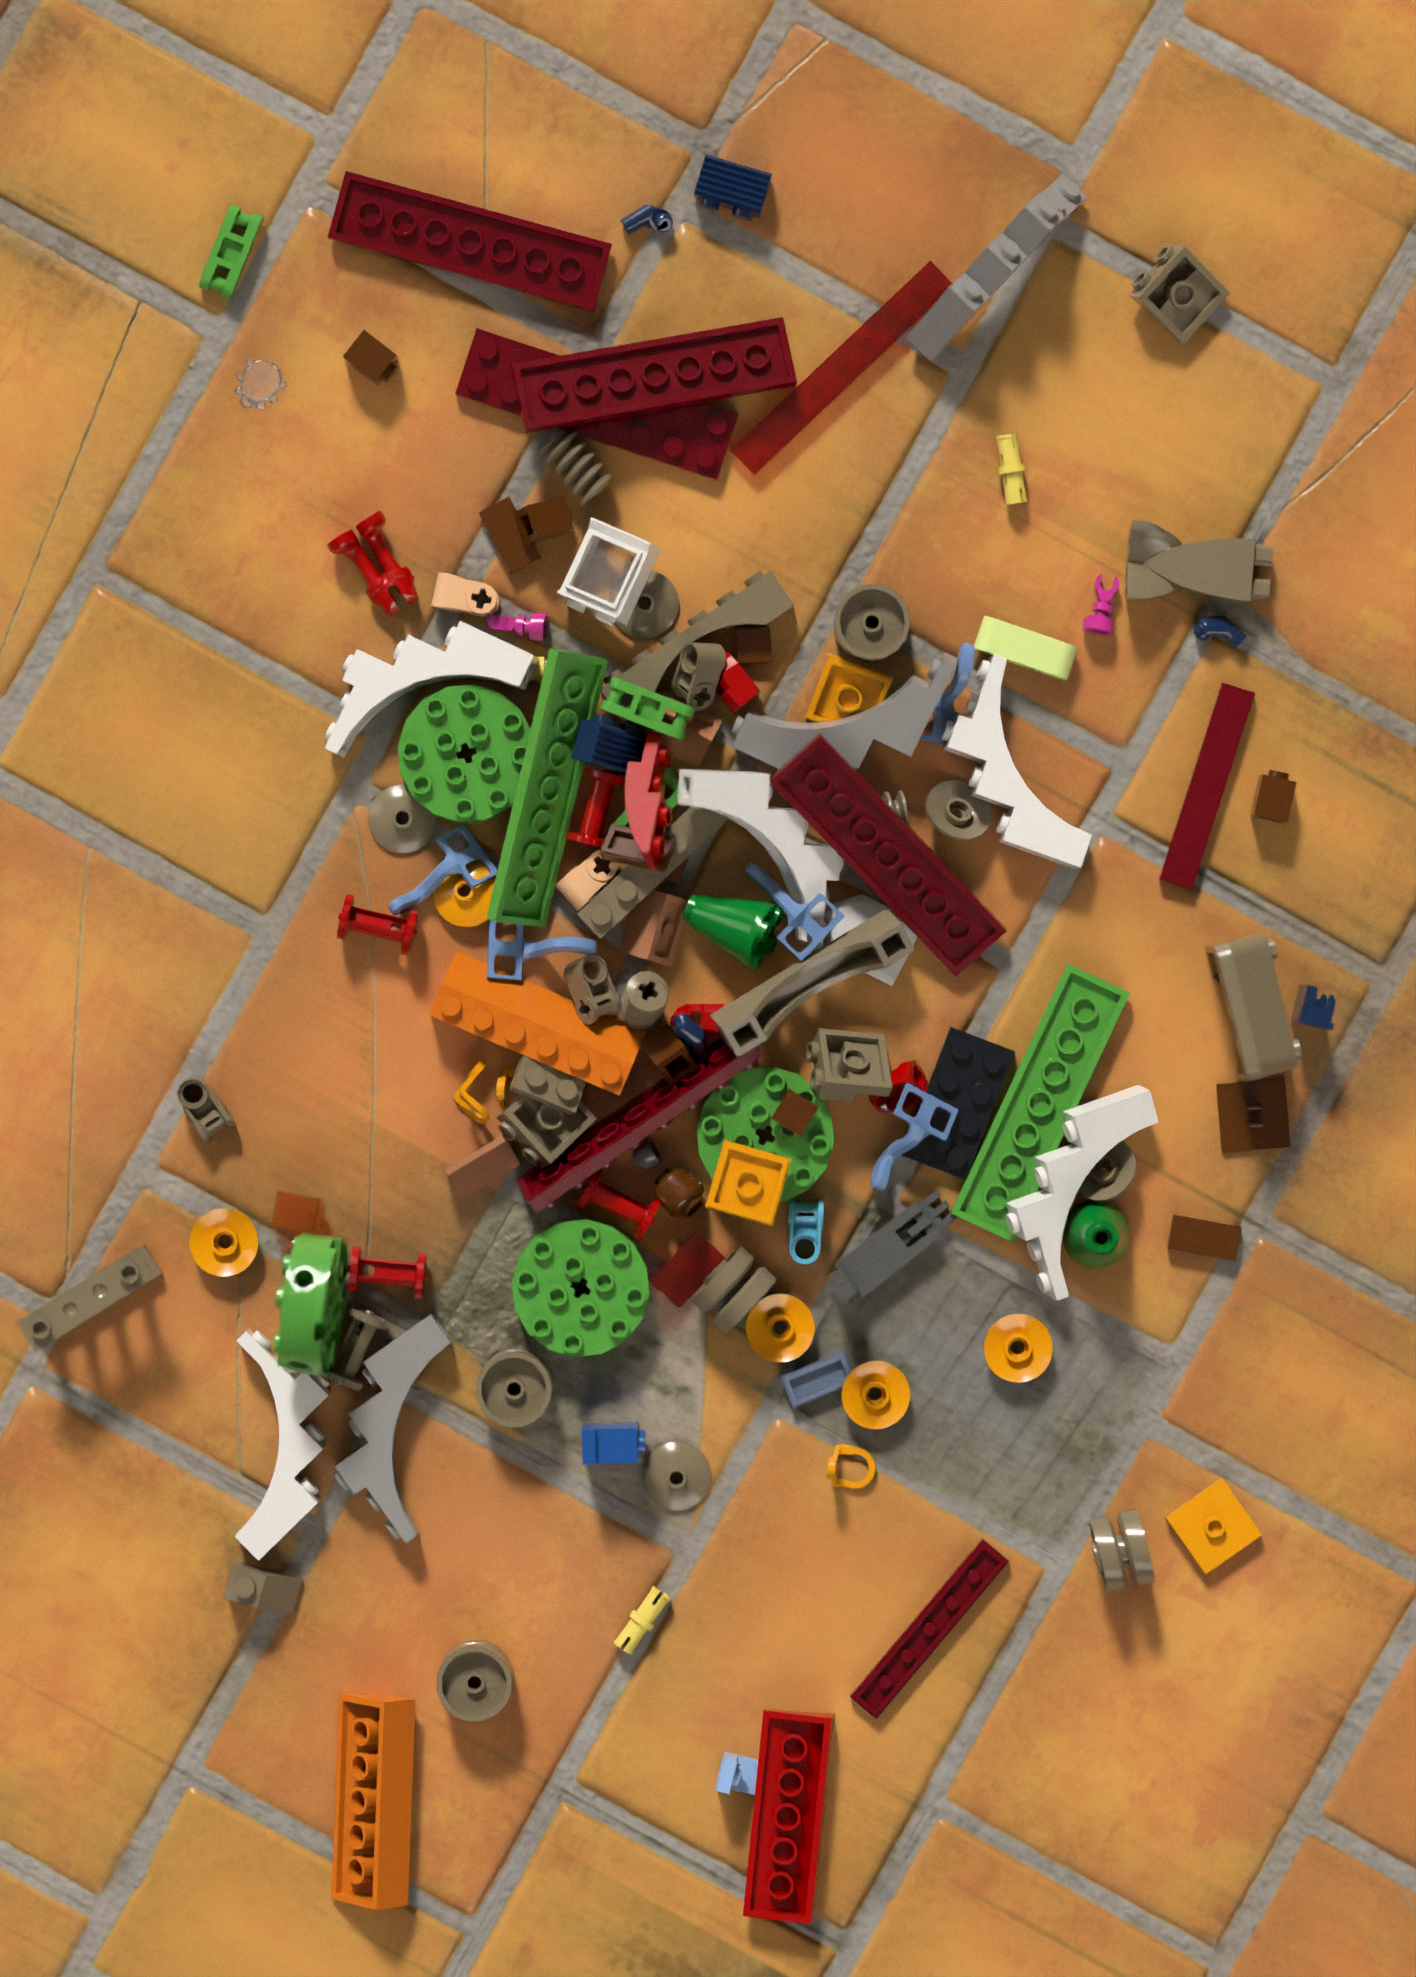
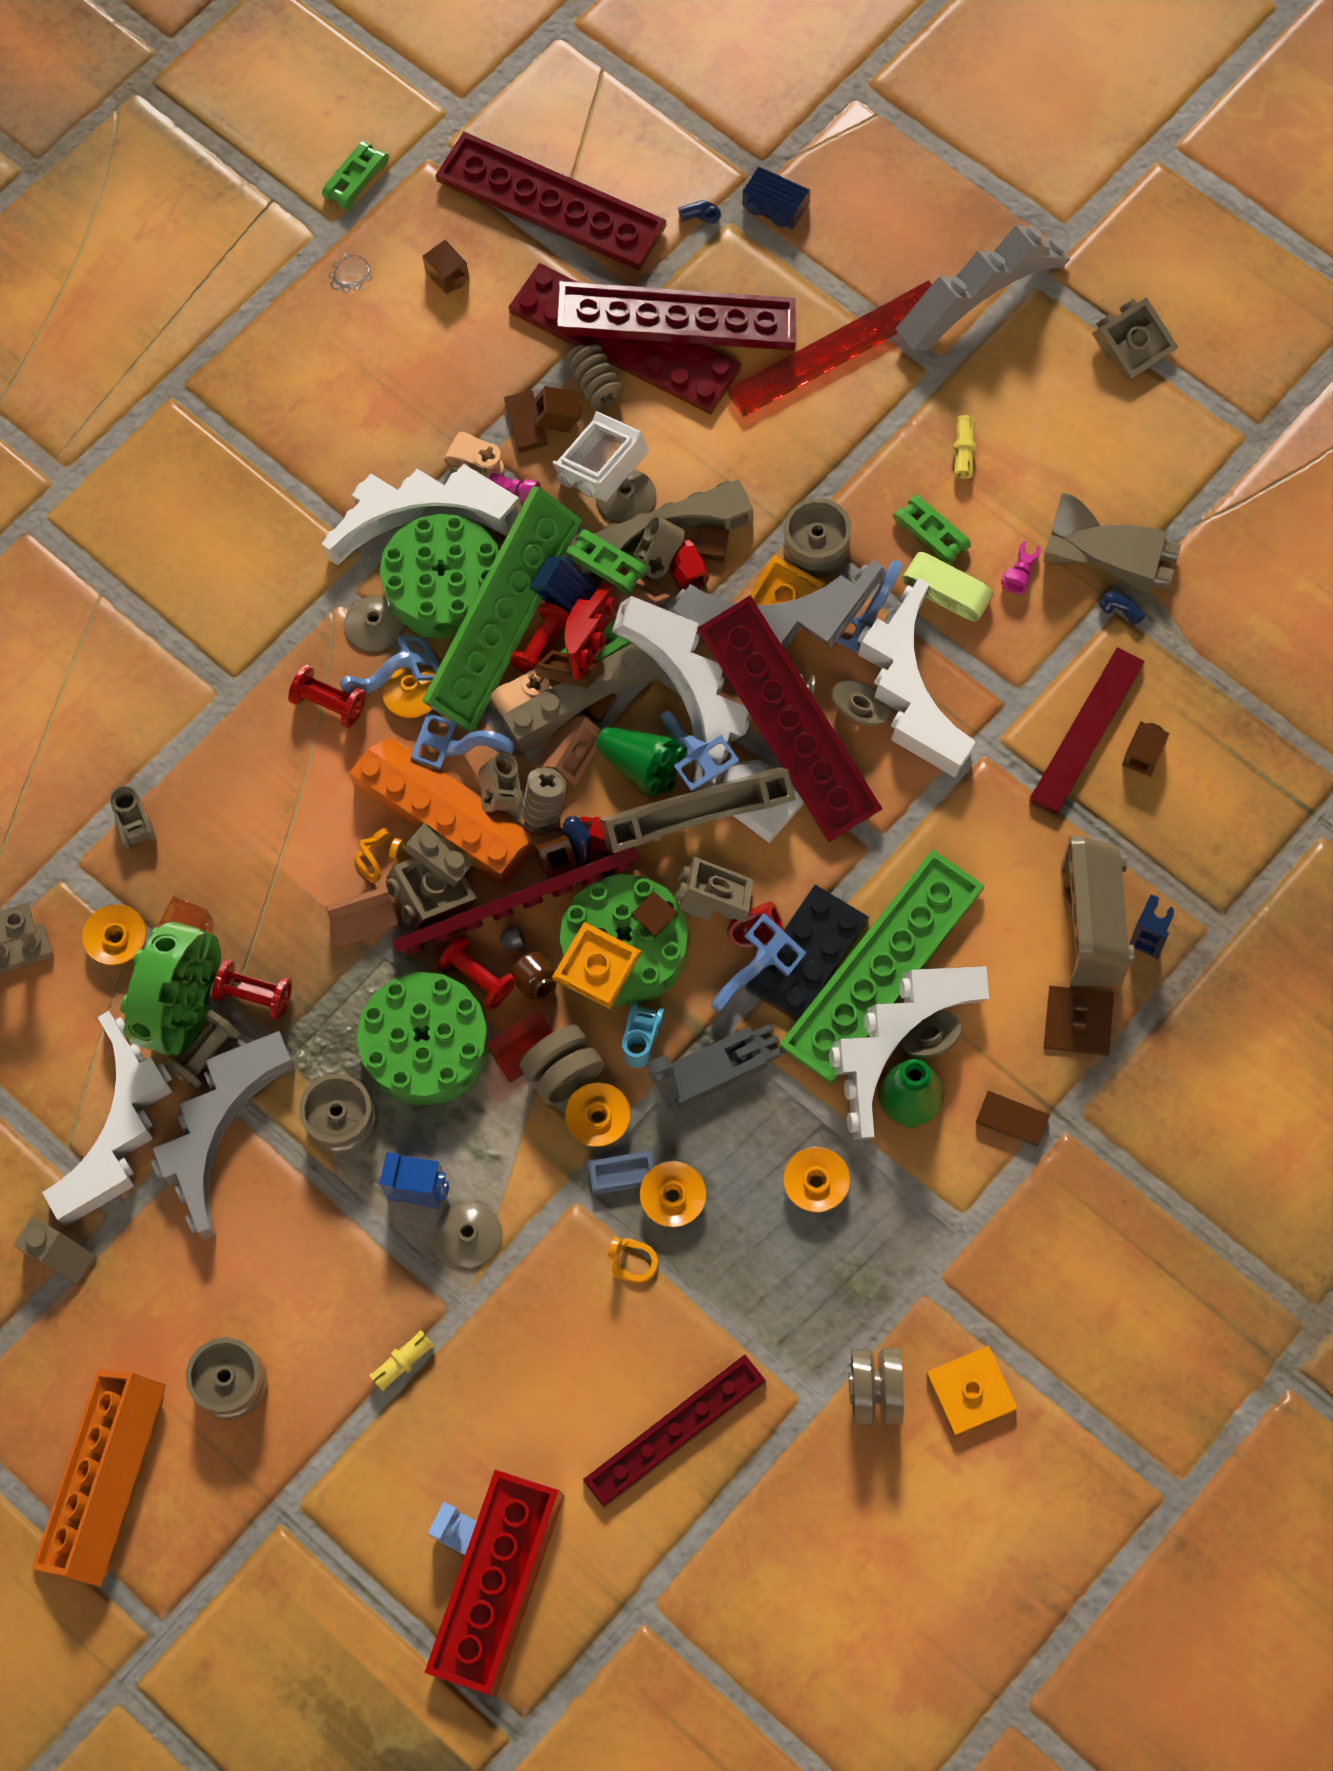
camera: 15 degrees right, 20 degrees down
(378, 584) = (410, 389): red piece -> none
(994, 580) = (932, 529): none -> bright green plate

